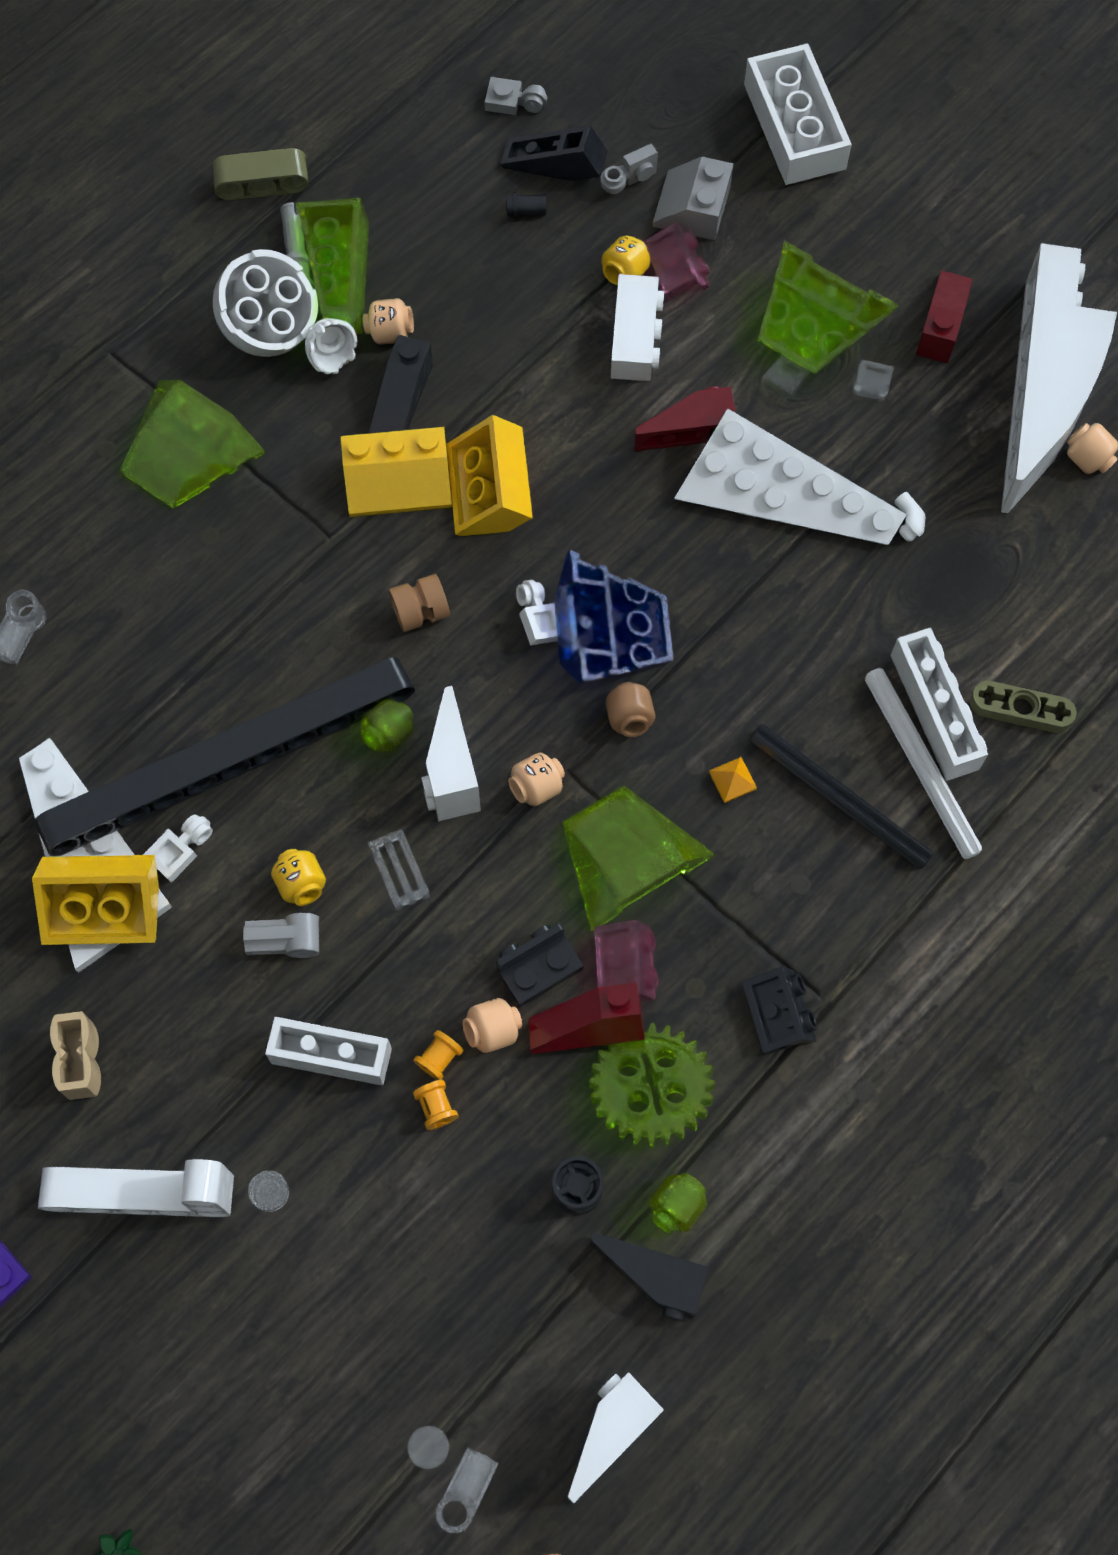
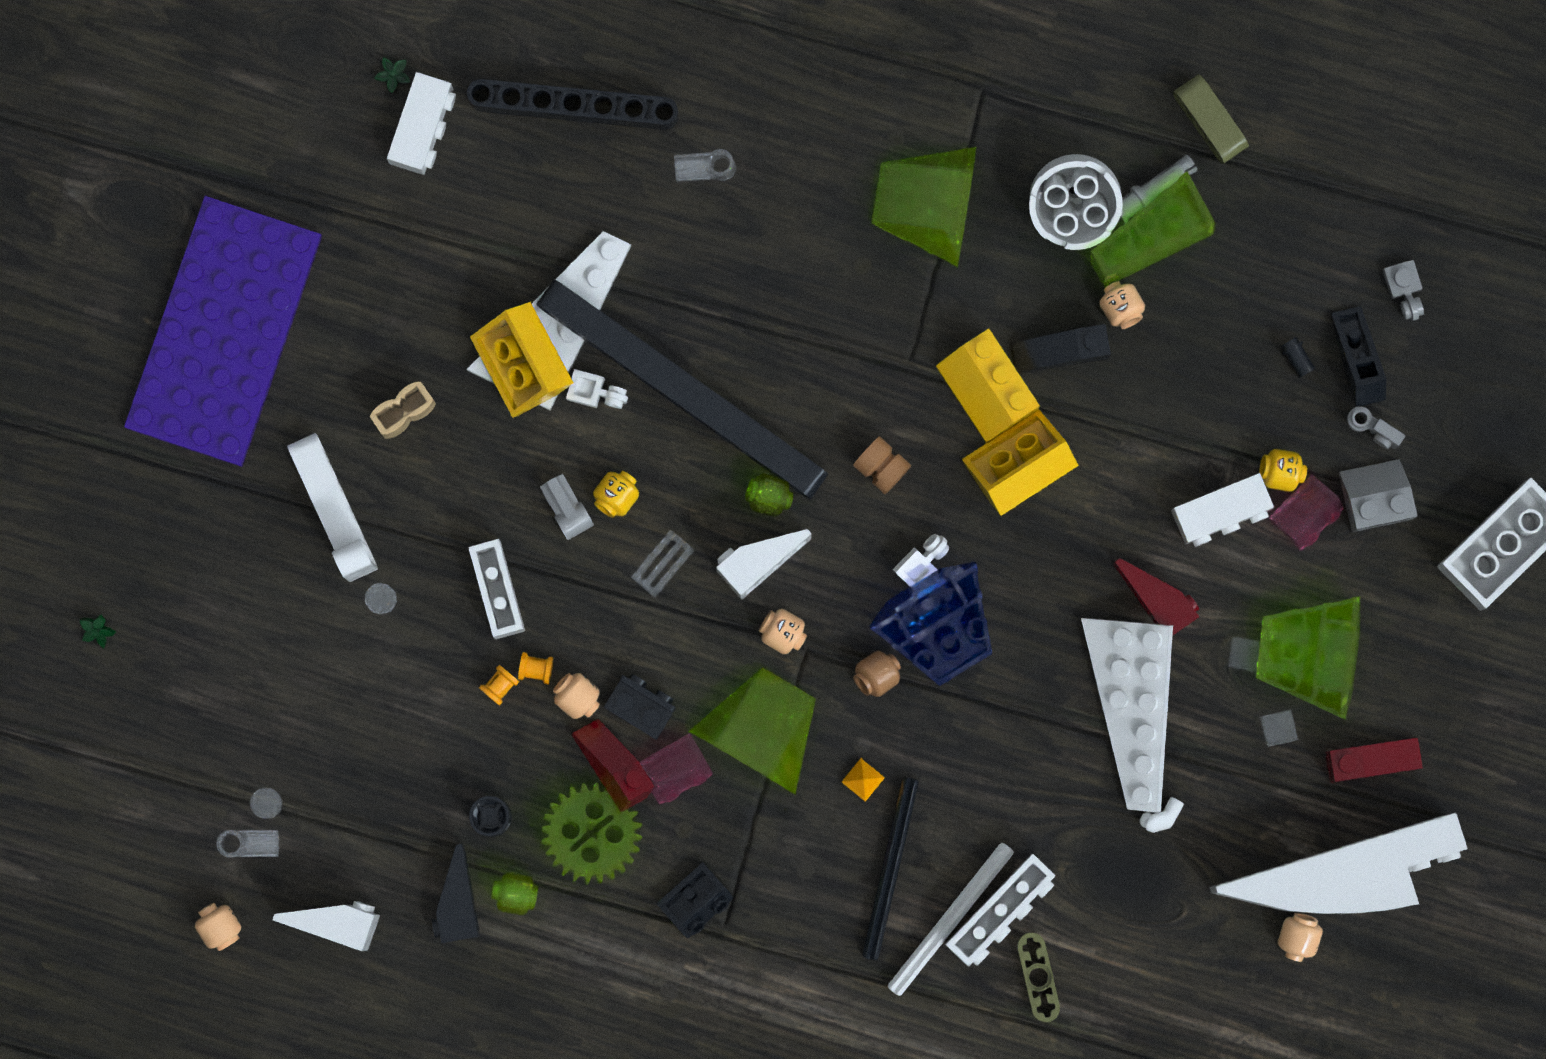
camera: 65 degrees right, 15 degrees up
(330, 344) = (1072, 270): white hair -> none

